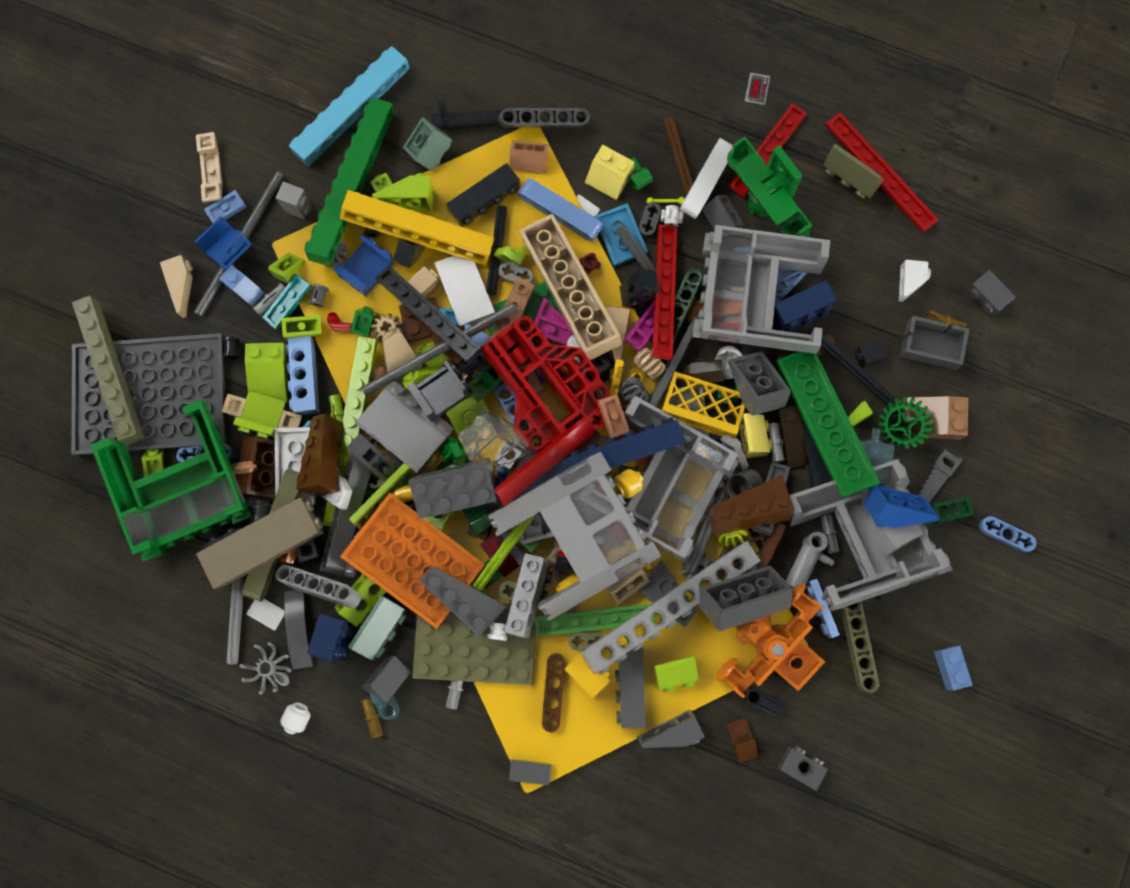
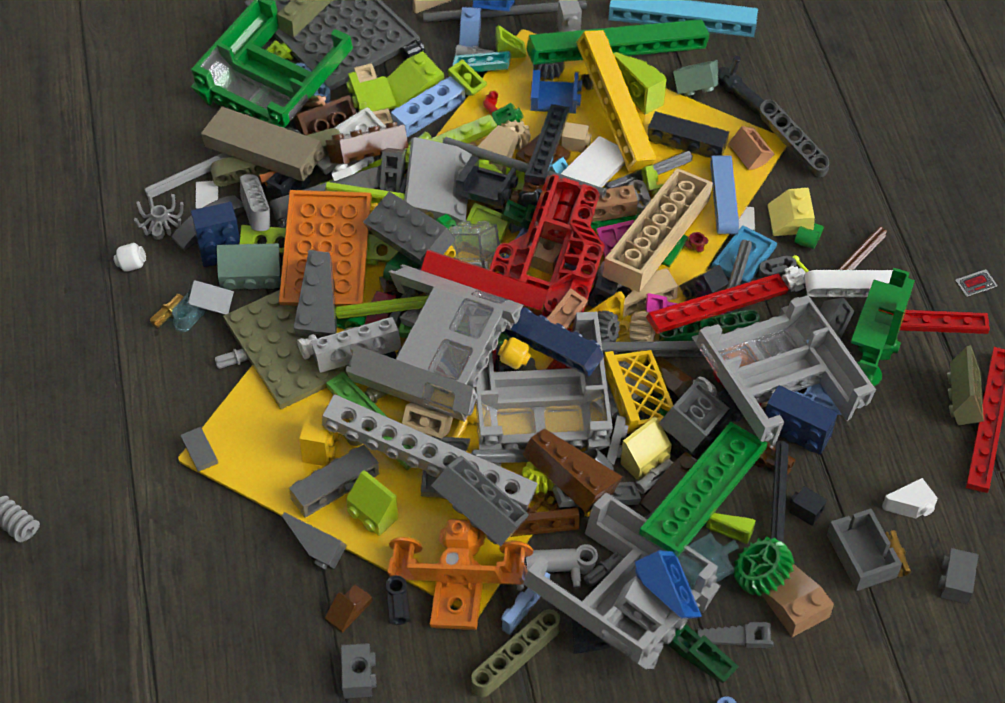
camera: 50 degrees right, 25 degrees down
(318, 295) = (503, 77): dark grey bush -> none
(408, 252) = (592, 113): black slope -> none
(553, 692) = (281, 423): reddish brown beam -> none

